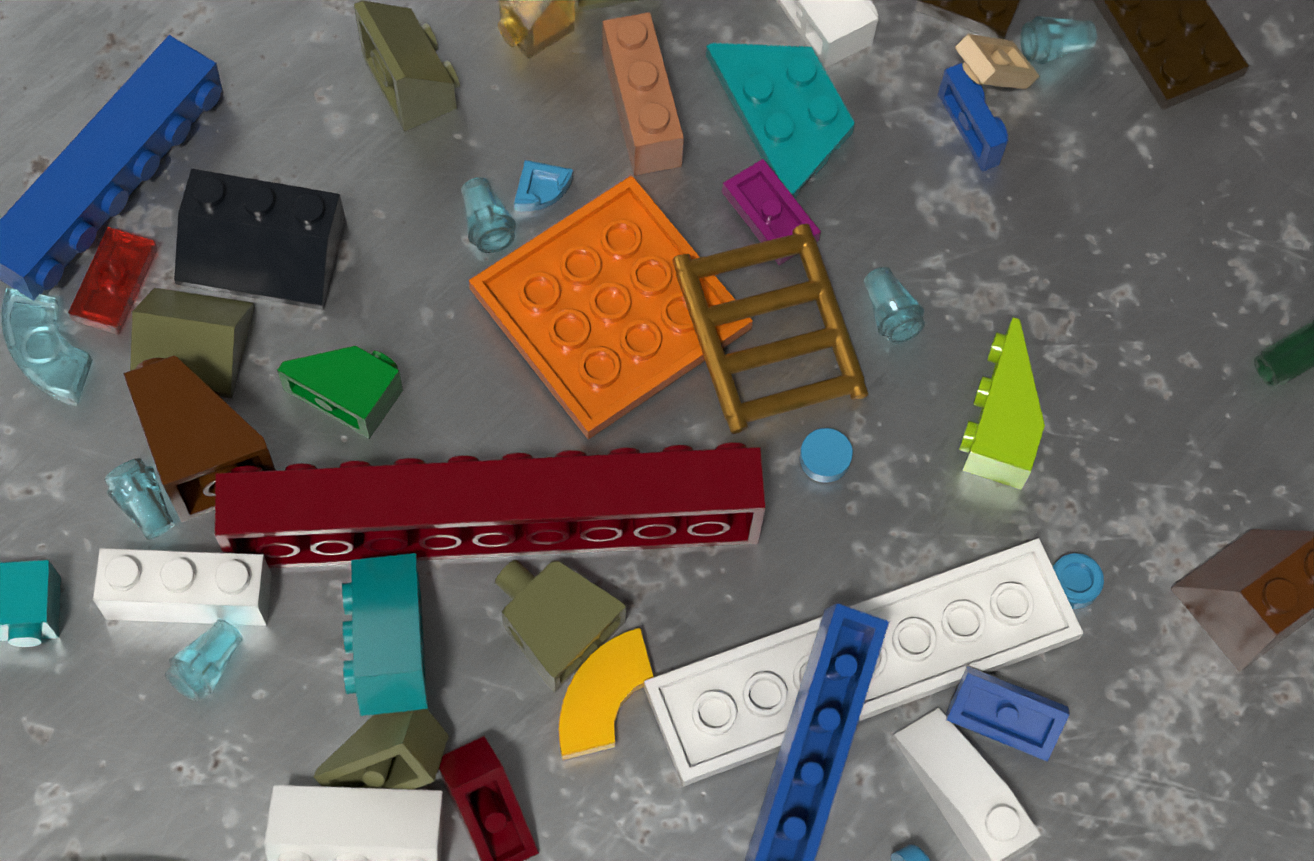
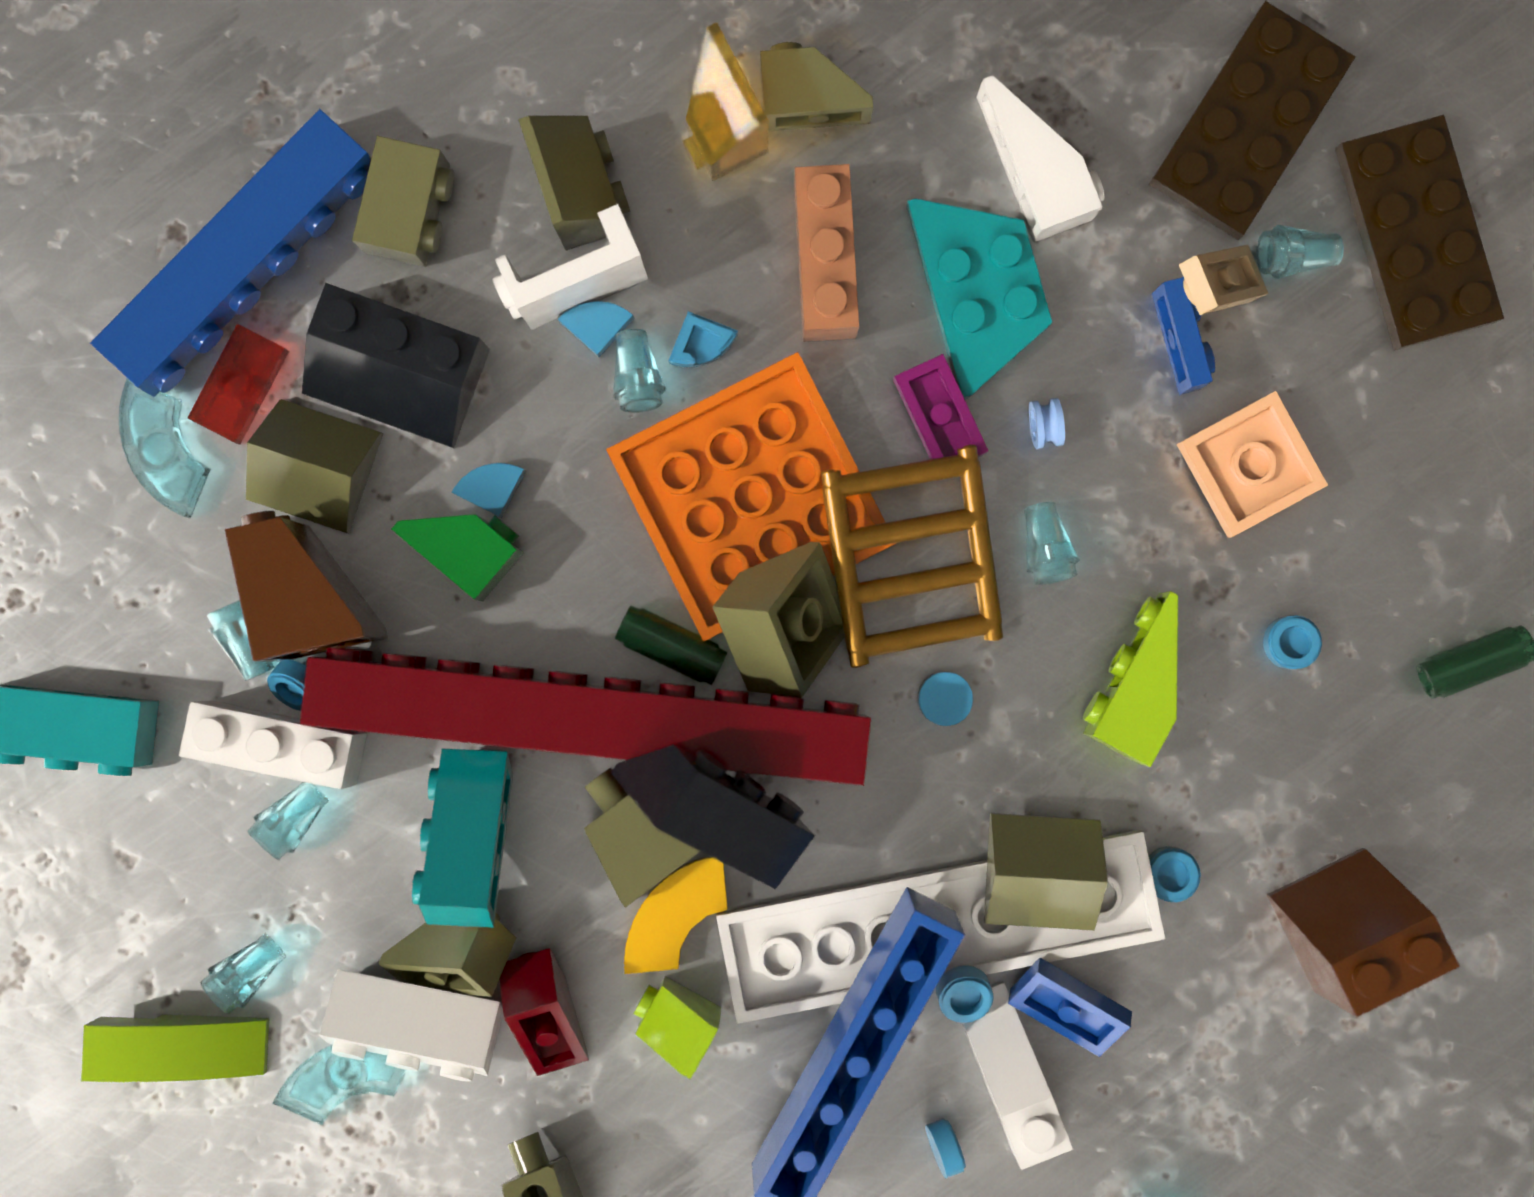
camera: 15 degrees right, 20 degrees up
(172, 819) = (241, 975): none -> clear light blue cone
(195, 530) = (288, 683): none -> dark azure tile
(251, 105) = (403, 201): none -> olive brick
(364, 329) = (490, 486): none -> dark azure tile
(419, 139) = (577, 281): none -> white panel
(441, 183) = (596, 323): none -> dark azure tile
(547, 438) = (670, 645): none -> clear green piece
(624, 785) = (677, 1024): none -> lime slope
(629, 551) = (717, 812): none -> black slope
(659, 391) = (782, 621): none -> olive slope
(868, 204) = (1046, 423): none -> light blue bush
(902, 714) = (964, 994): none -> dark azure tile
(954, 586) = (1044, 872): none -> olive slope
(1060, 212) = (1252, 464): none -> light nougat plate
(1135, 359) = (1292, 642): none -> dark azure tile

